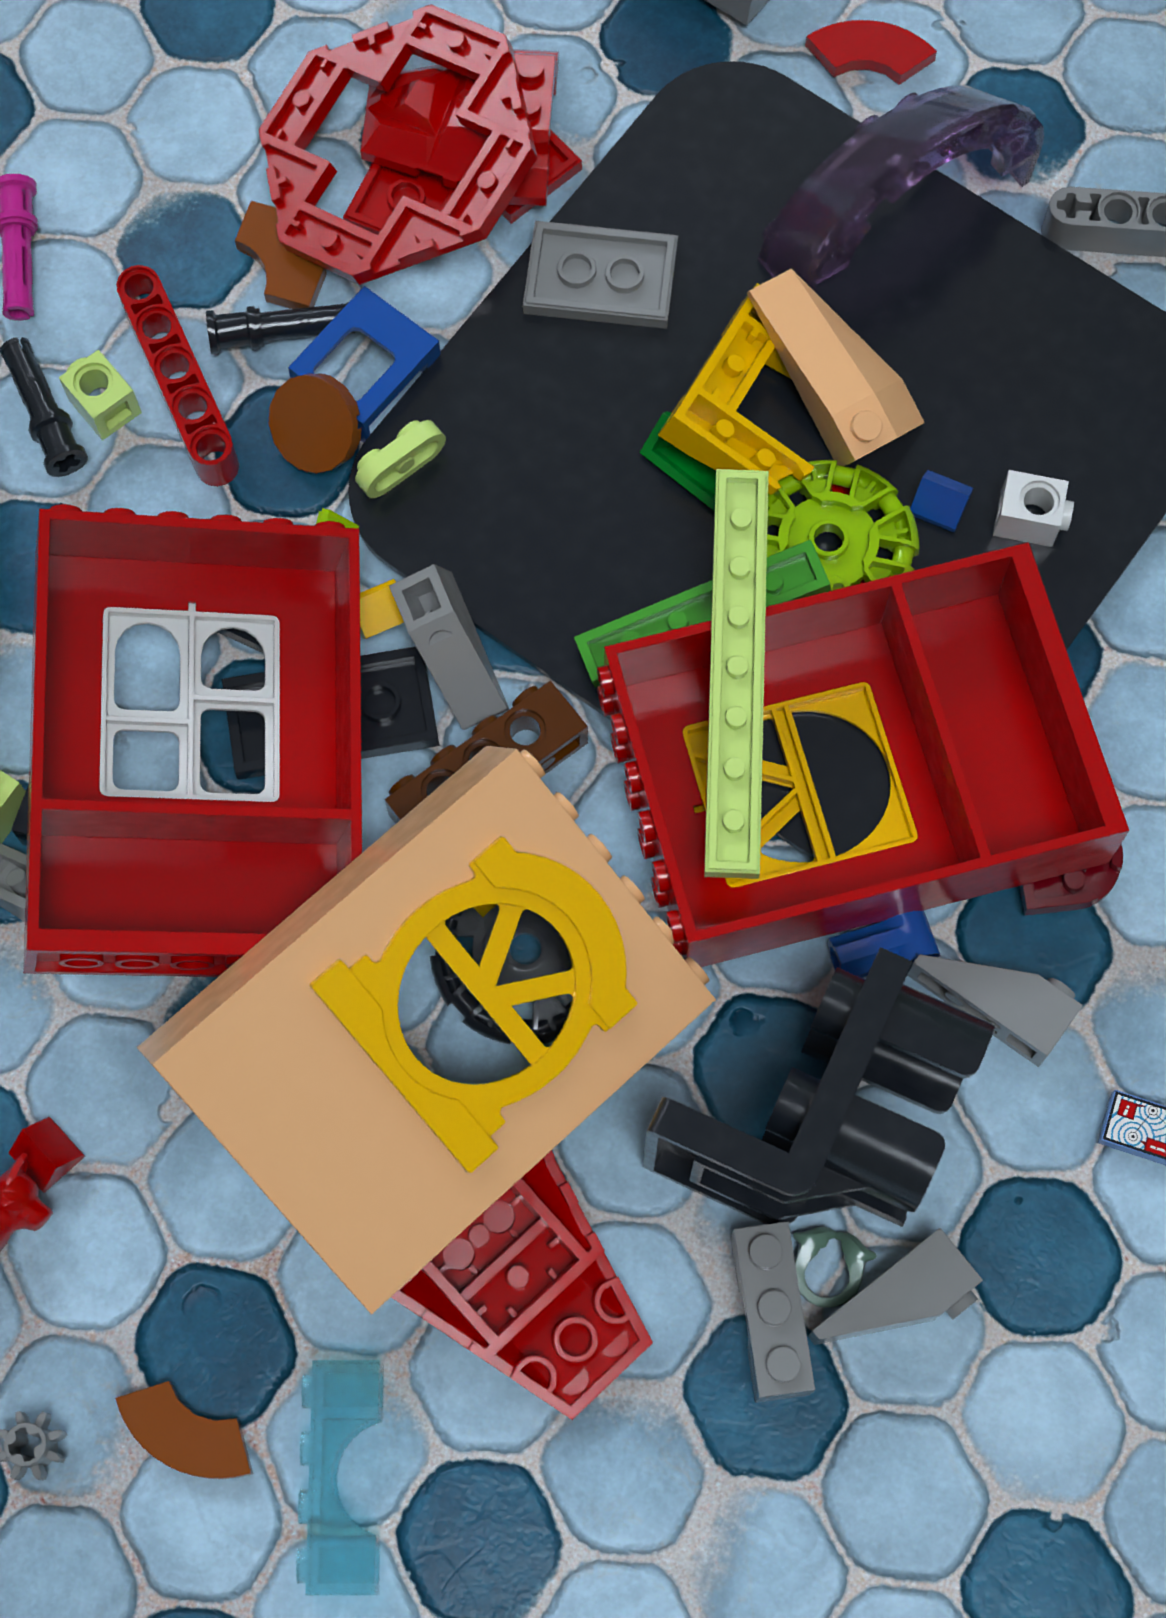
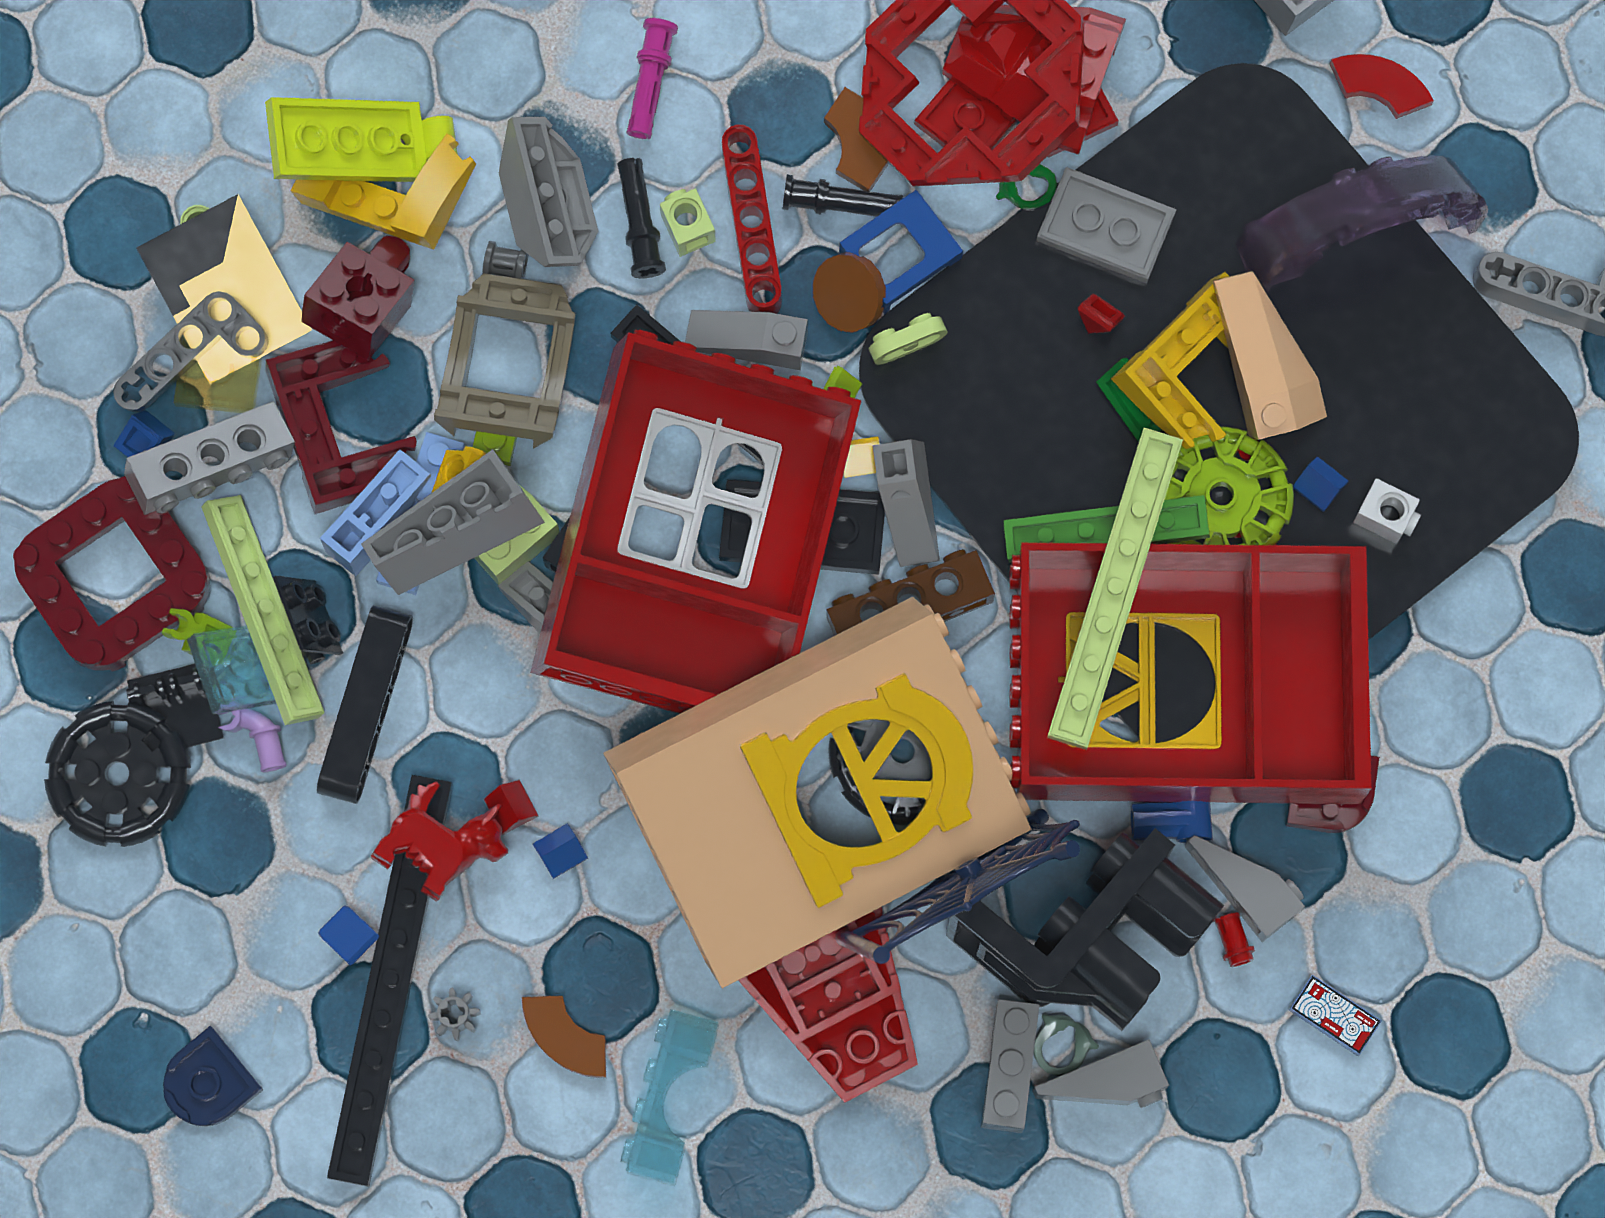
camera: 15 degrees right, 5 degrees up
(122, 1193) = (560, 851): none -> blue slope
(229, 490) = (750, 336): none -> light grey slope
(498, 237) = (1010, 192): none -> green piece
(621, 375) = (1099, 315): none -> red slope
(655, 1092) = (966, 886): none -> dark blue animal
(1007, 1074) = (1234, 940): none -> red pin

